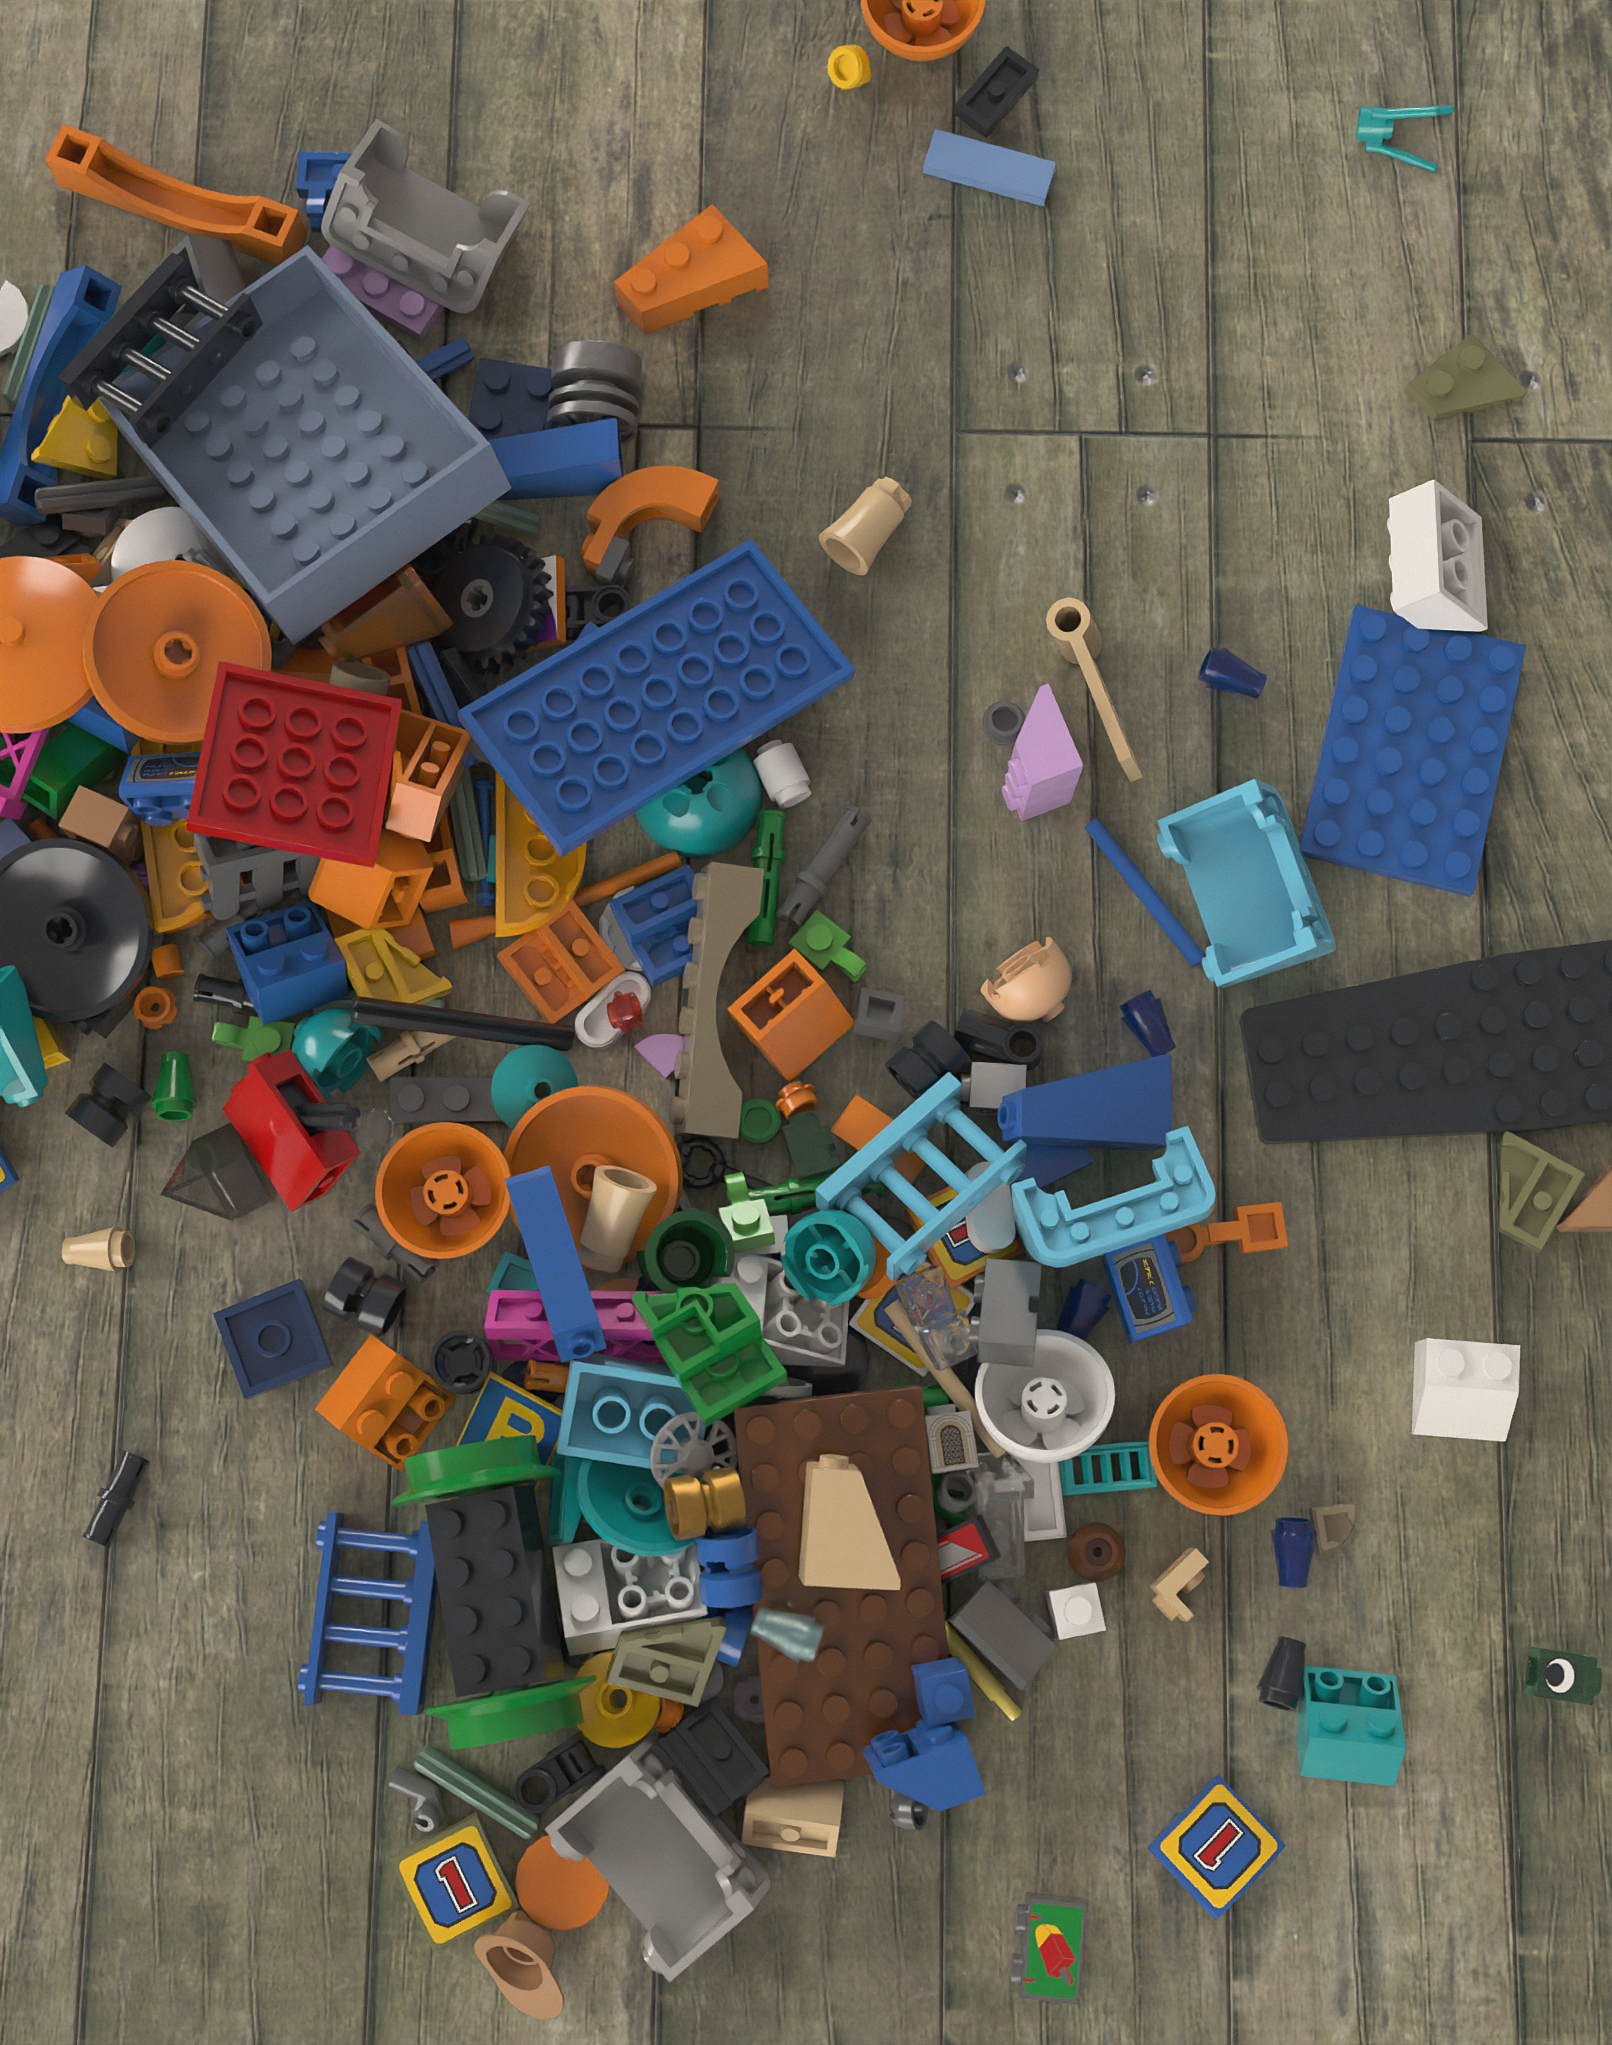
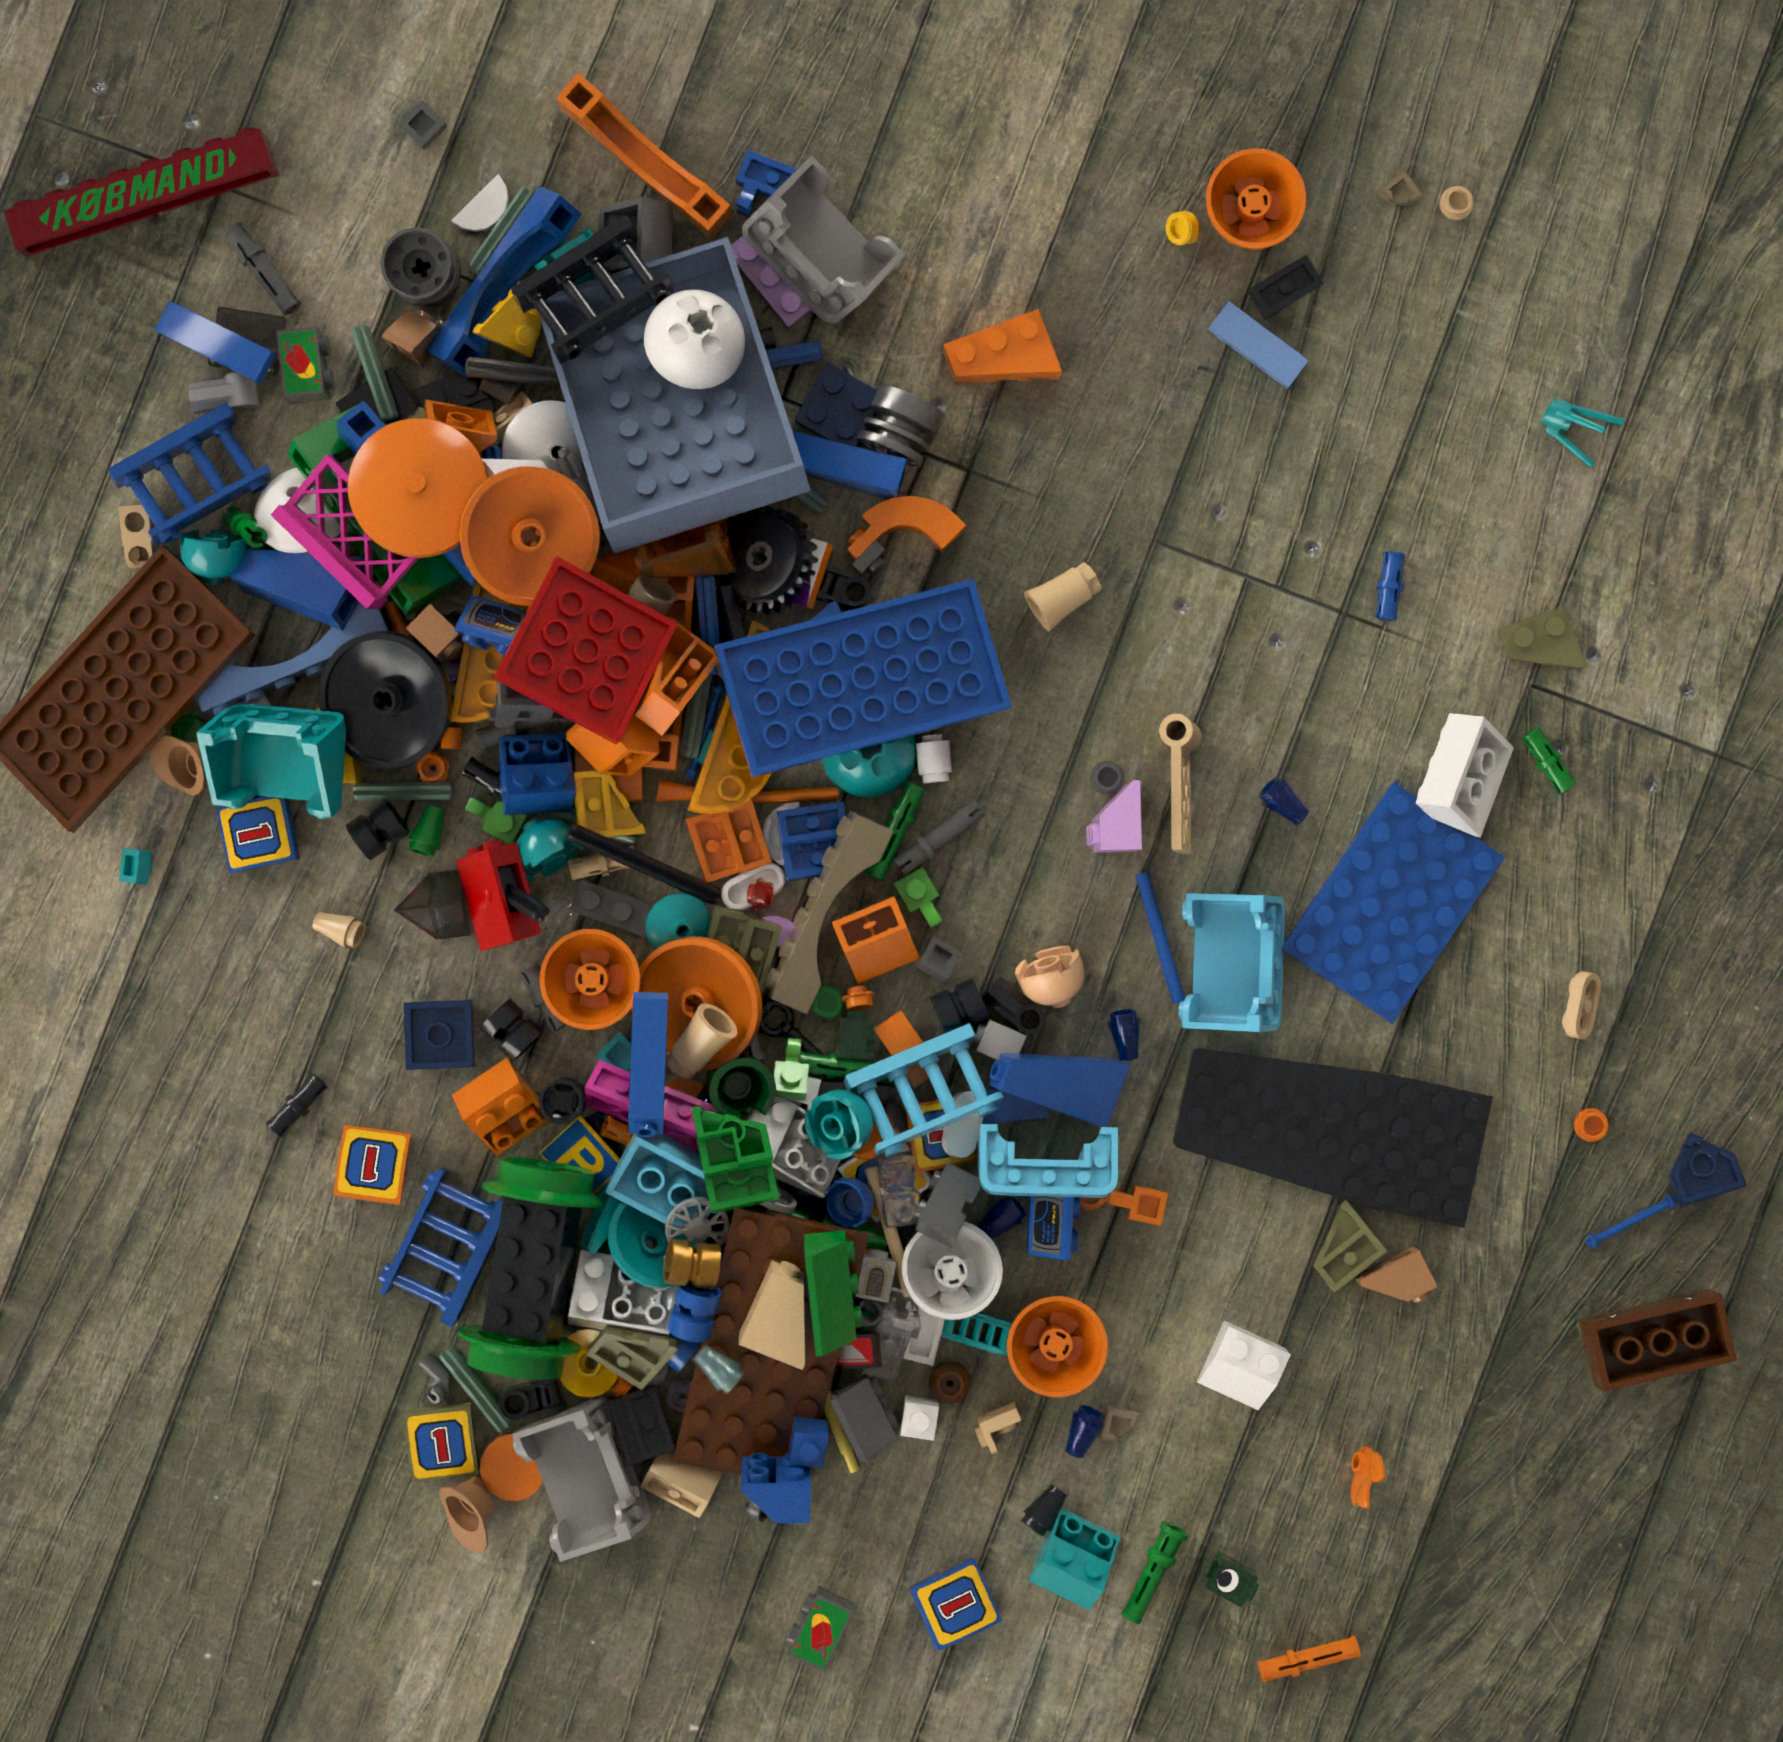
camera: 20 degrees right, 10 degrees up
(127, 1048) = (402, 791): none -> sand green axle
(241, 1541) = (372, 1165): none -> slope
(306, 361) = (687, 352): none -> white piece
(631, 1068) = (749, 936): none -> olive slope
(880, 1357) = (849, 1202): none -> blue hair
(899, 1468) = (831, 1290): none -> green slope
(1256, 382) = (1390, 586): none -> blue pin
(1457, 1676) = (1160, 1558): none -> green pin
(1530, 515) = (1548, 760): none -> green pin

